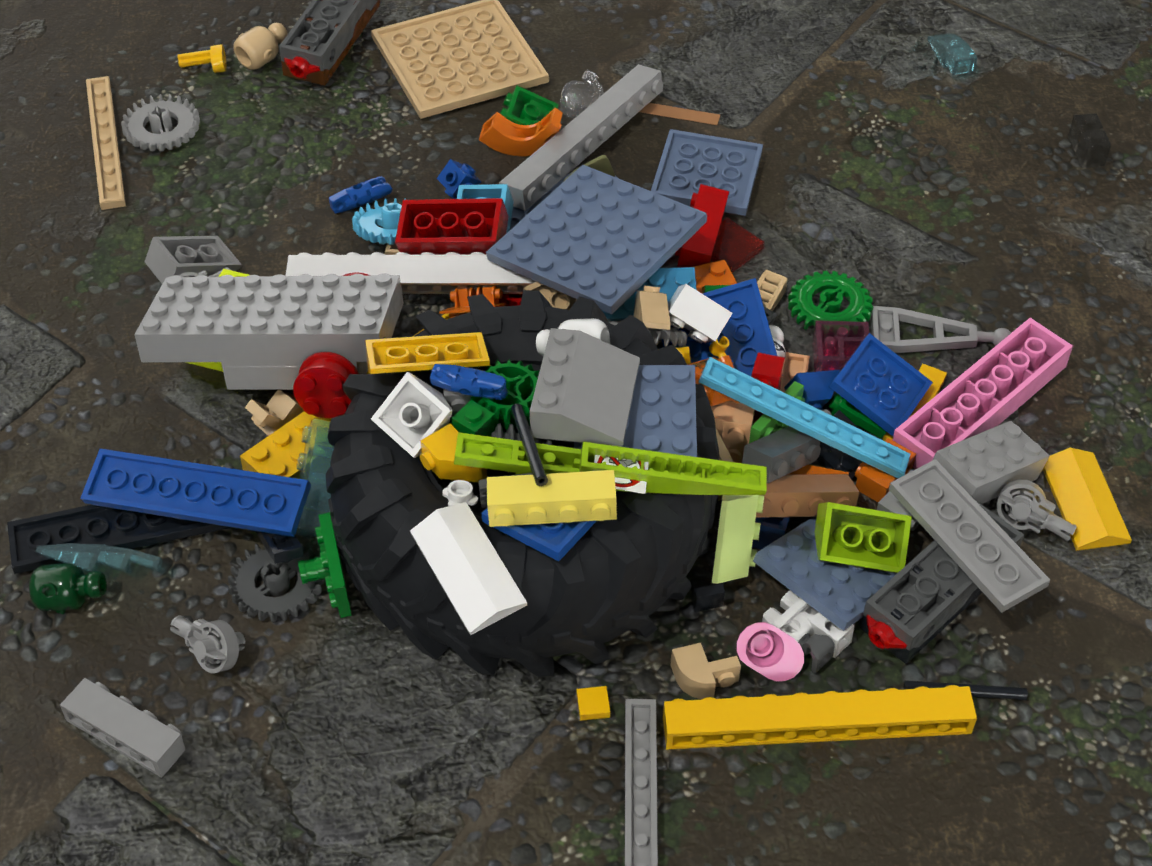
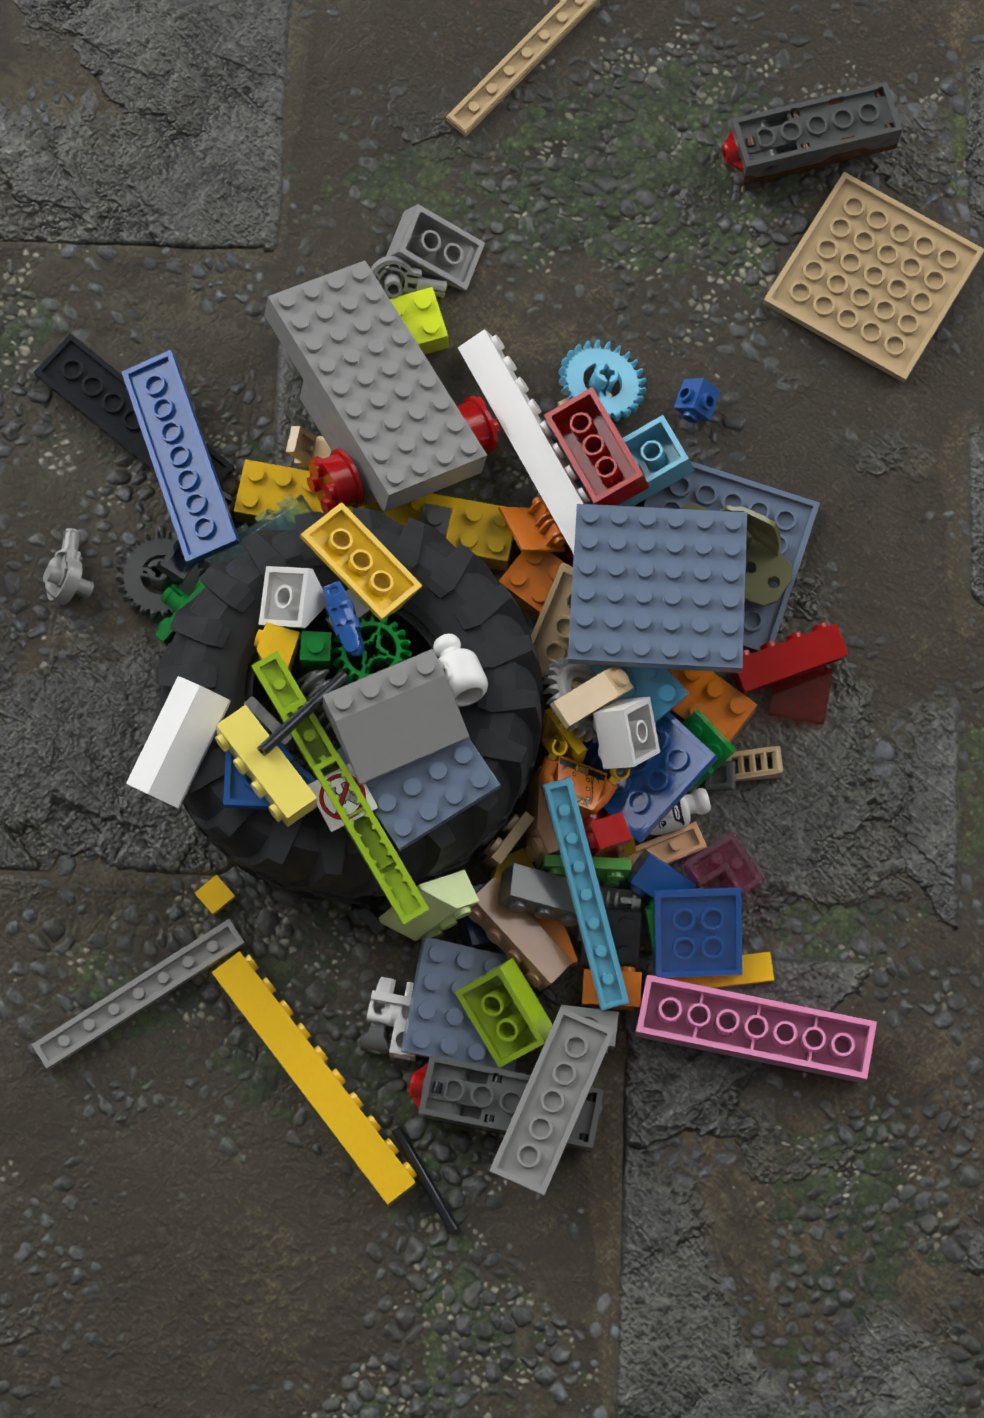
camera: 55 degrees right, 25 degrees up
(64, 587) = (42, 425): dark green piece -> none
(91, 555) = (77, 421): clear light blue slope -> none
(158, 114) = (583, 66): light grey gear -> none
(215, 56) = (702, 60): yellow piece -> none
(259, 45) = (740, 89): tan piece -> none
(359, 194) = (620, 325): blue hinge -> none
(460, 492) = (244, 680): white plate -> none
(519, 139) = (795, 411): orange arch -> none
(526, 107) = (835, 398): green plate -> none
(579, 95) = (890, 434): clear helmet -> none
(582, 136) = (838, 470): light grey brick -> none
(681, 113) = (955, 532): medium nougat sticker -> none
(700, 677) = (289, 961): tan brick -> none
(710, 161) = (884, 611): sand blue plate -> none
(770, 651) = (348, 1001): bright pink piece -> none
(833, 290) = (809, 831): green gear -> none
(886, 329) = (788, 897): light grey plate -> none
(993, 460) = (668, 1075): light grey brick -> none
(1030, 513) = (650, 1138): light grey pin -> none
(1085, 499) = (706, 1178): yellow slope -> none

